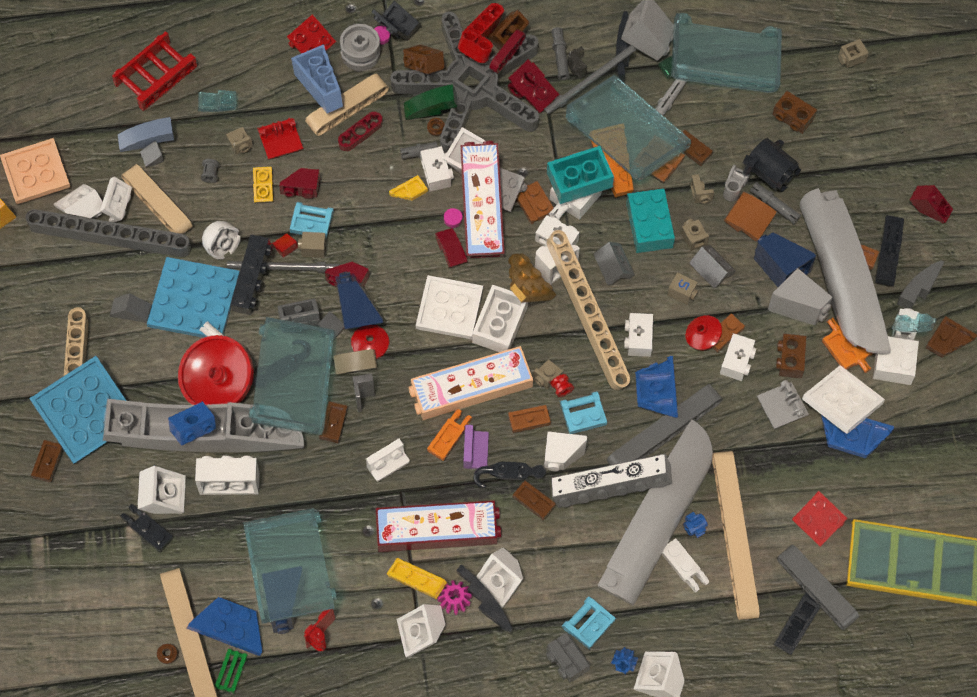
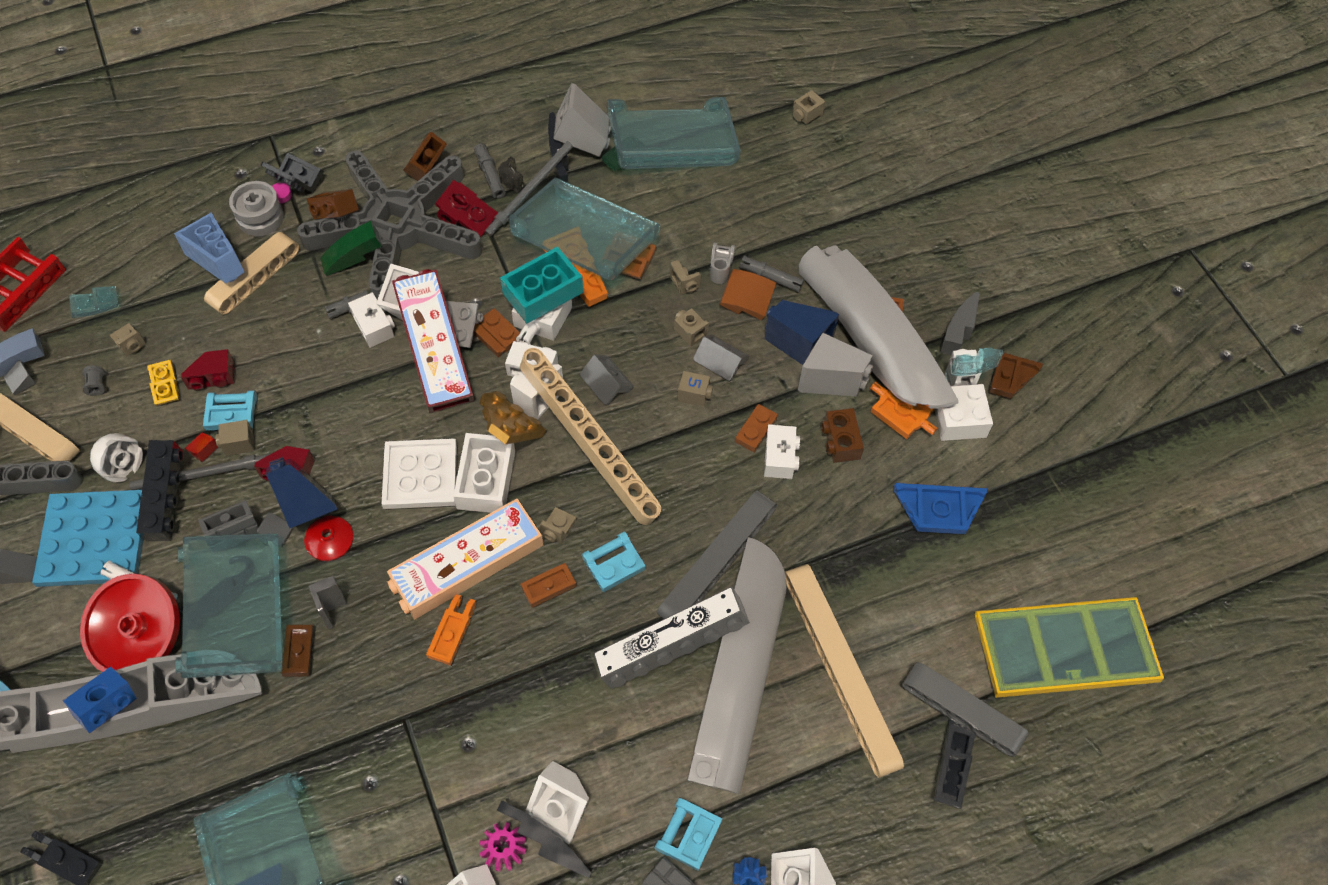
camera: 15 degrees left, 5 degrees down
(161, 491) = (75, 802): white slope -> none
(227, 475) = (161, 758): white brick -> none
(280, 138) = (177, 326): red hinge -> none
(310, 35) = (195, 205): red hinge -> none
(355, 361) = (312, 566): dark tan slope -> none
(363, 123) = (272, 308): dark red beam -> none
(387, 460) = (376, 683): white bracket -> none
(410, 189) = (345, 350): yellow tile -> none
(416, 578) = (446, 834): yellow tile -> none
(435, 122) = (361, 274): reddish brown plate -> none
(437, 526) = (458, 754): brick -> none
(451, 247) = (408, 403): dark red slope -> none
(453, 218) = (403, 370): dark pink tile -> none
(473, 38) = (389, 168): red beam -> none
(475, 448) = (488, 639): medium lavender panel -> none
(507, 51) = (427, 175): dark red beam -> none
(509, 471) = (538, 657): black piece -> none
(534, 500) = (578, 687): reddish brown plate -> none
(562, 385) = (579, 534): red wheel -> none
(563, 450) = (600, 613): white slope -> none
(642, 325) = (664, 462): white brick -> none
(650, 220) = (636, 322): teal brick -> none
(657, 388) = (696, 510): blue wing -> none
(677, 83) = (628, 175): light grey pin -> none
(684, 564) = (789, 723): white hinge -> none
(695, 524) = (789, 667): blue gear -> none
(697, 151) = (669, 239): reddish brown plate -> none
(708, 337) = (736, 439): red dish -> none
(771, 164) = (756, 232): black container -> none
(782, 404) = (849, 494): light grey hinge -> none
(797, 108) = (764, 176): reddish brown brick -> none
(819, 518) = (937, 621): red hinge -> none
(843, 399) = (919, 471): white plate -> none
(889, 250) = (912, 290): black slope -> none
(931, 203) = (941, 236): dark red slope -> none

